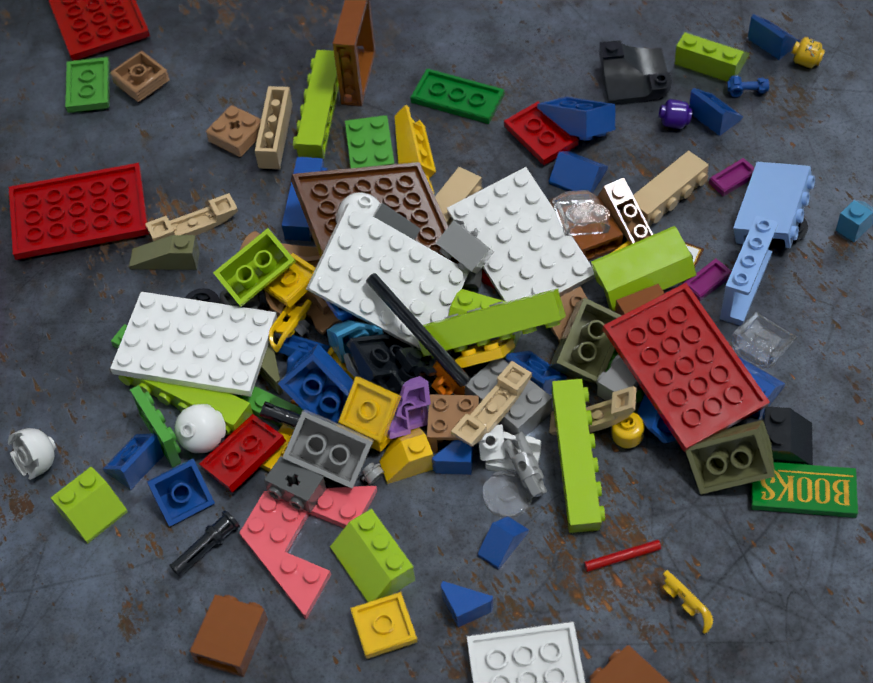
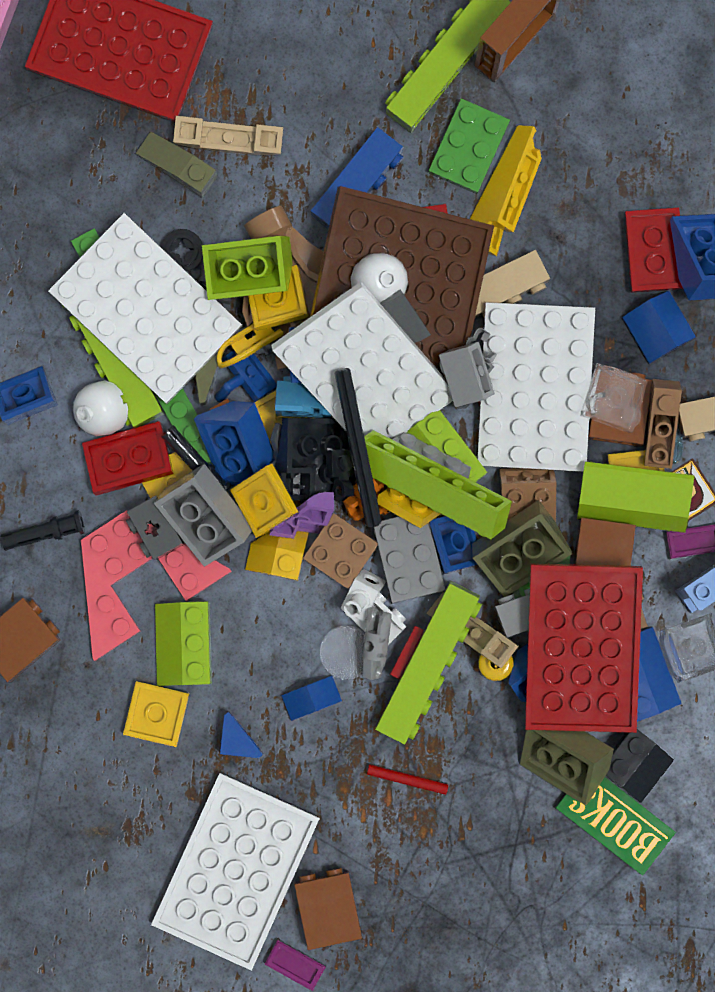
camera: 25 degrees right, 30 degrees up
(155, 423) = (61, 380): bright green plate -> none
(180, 492) = (49, 467): blue slope -> none
(234, 130) = (331, 52): medium nougat brick -> none
(273, 127) = (378, 65): tan brick -> none
(372, 473) = (236, 556): light grey plate -> none
(454, 459) = (321, 589): blue slope -> none
(457, 96) = (603, 137): green tile -> none
(494, 406) = (378, 571): tan slope -> none
(554, 463) = (407, 652): none -> red tile
(692, 603) = (435, 865): yellow piece -> none

